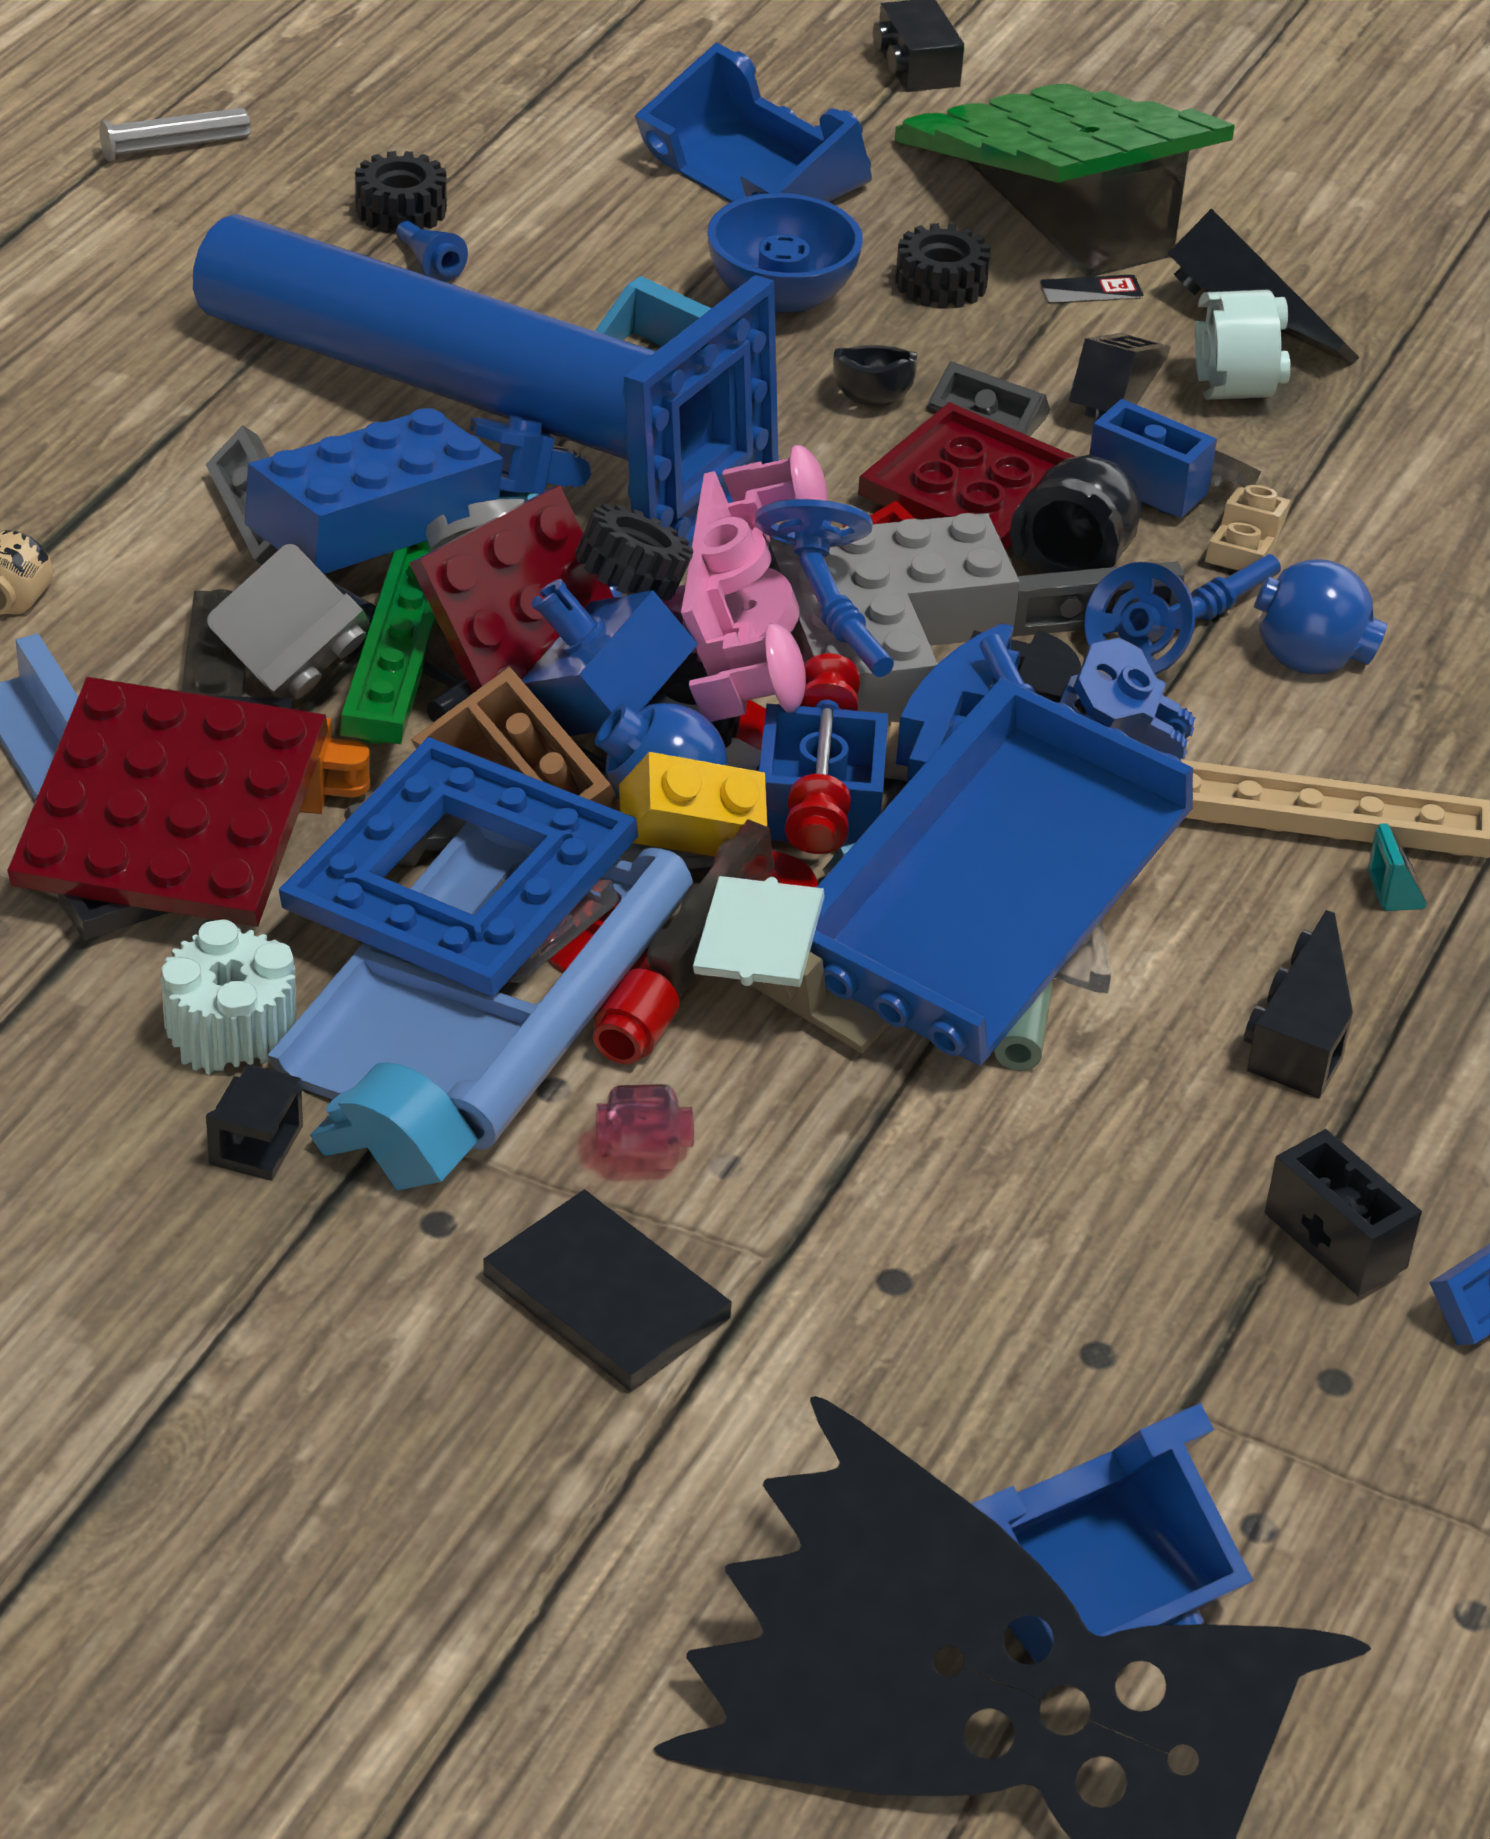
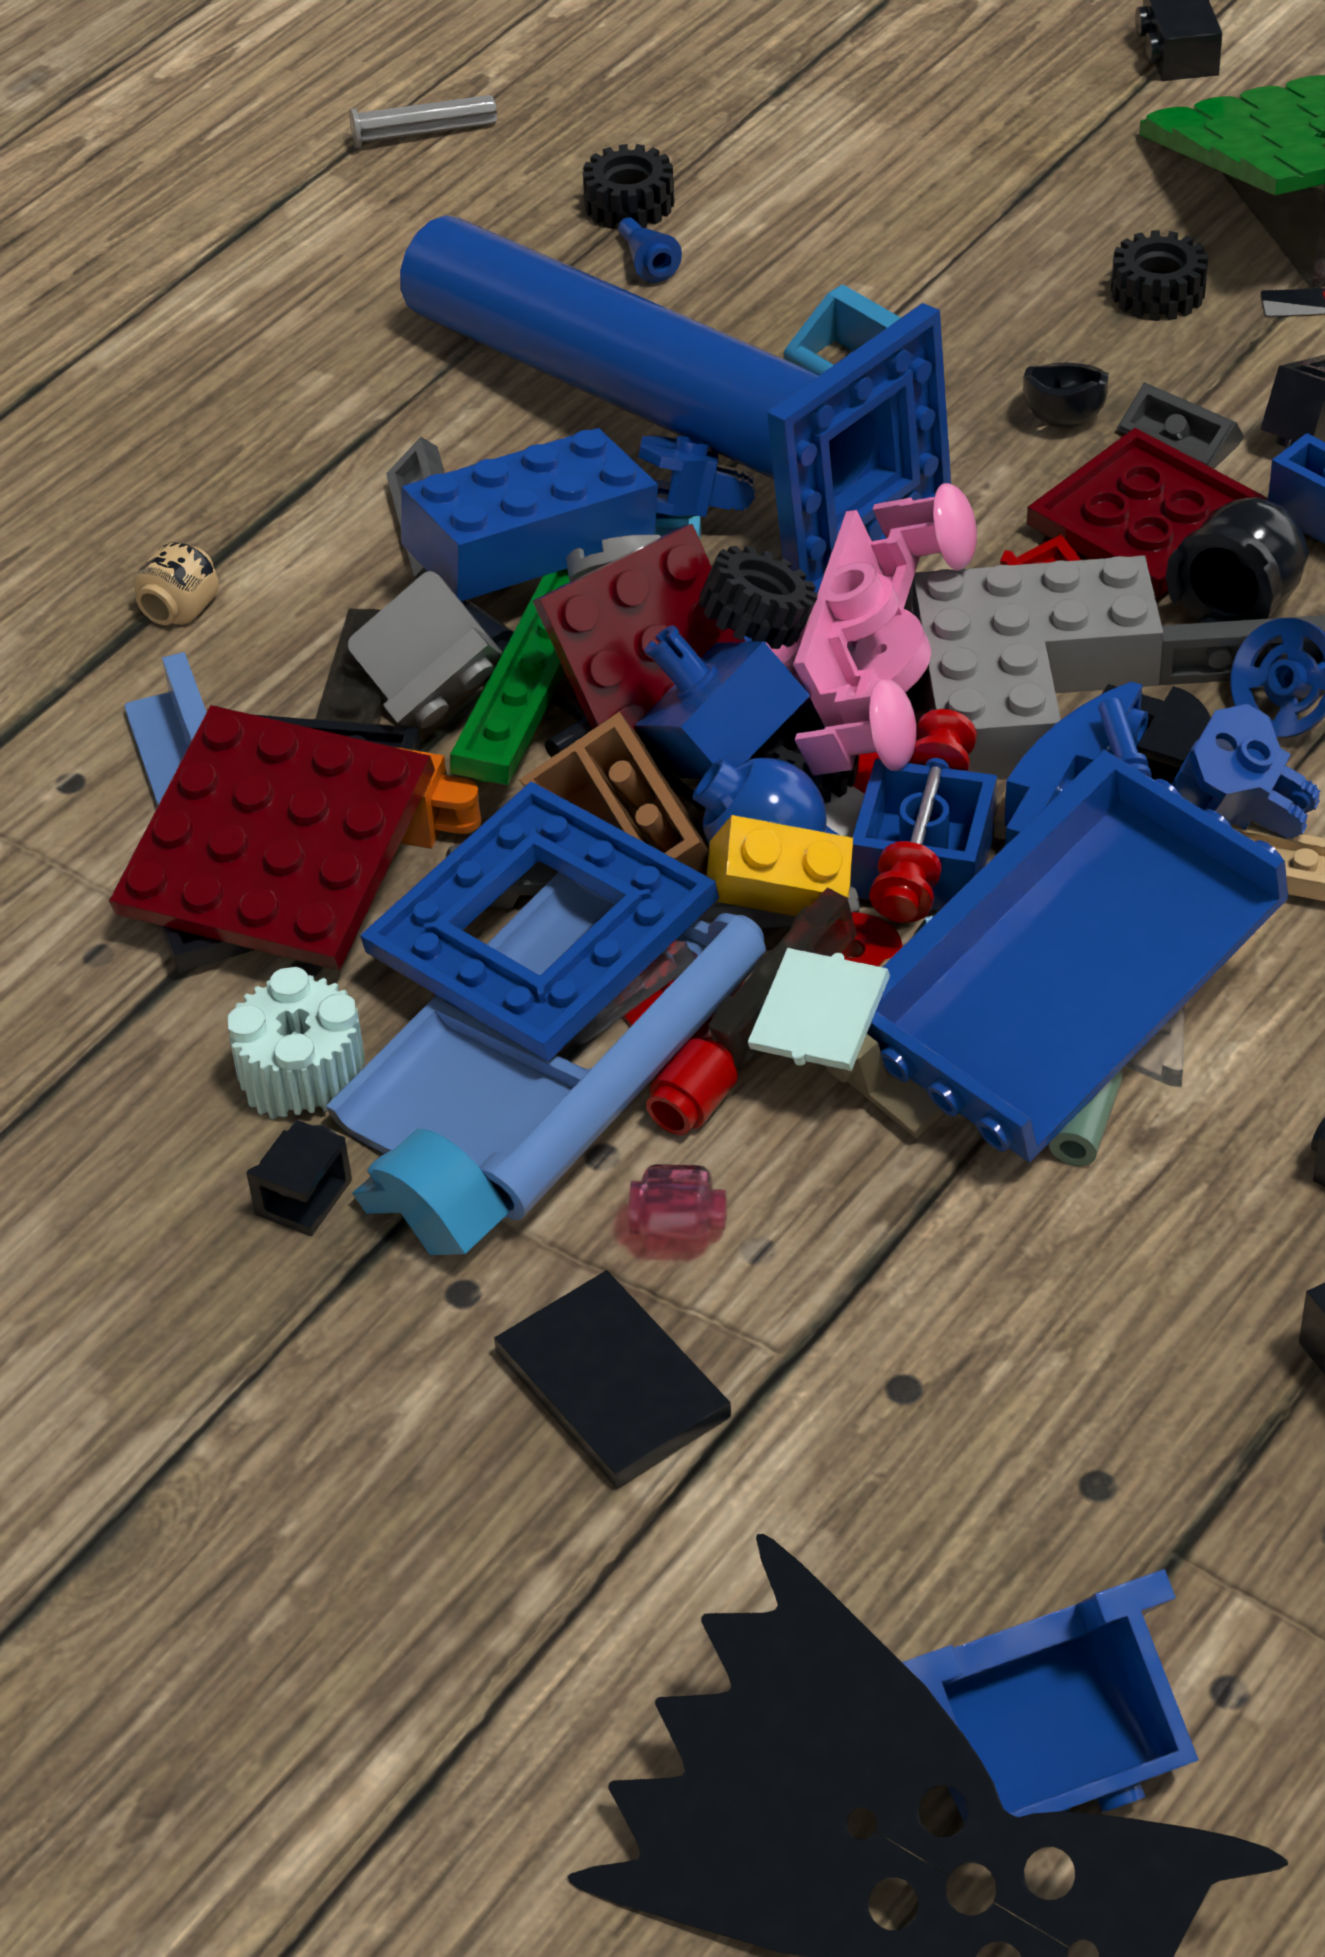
camera: 15 degrees right, 5 degrees up
(741, 145) = (981, 141): blue windscreen -> none
(787, 239) = (992, 258): blue piece -> none
(812, 538) = (948, 580): blue dish -> none

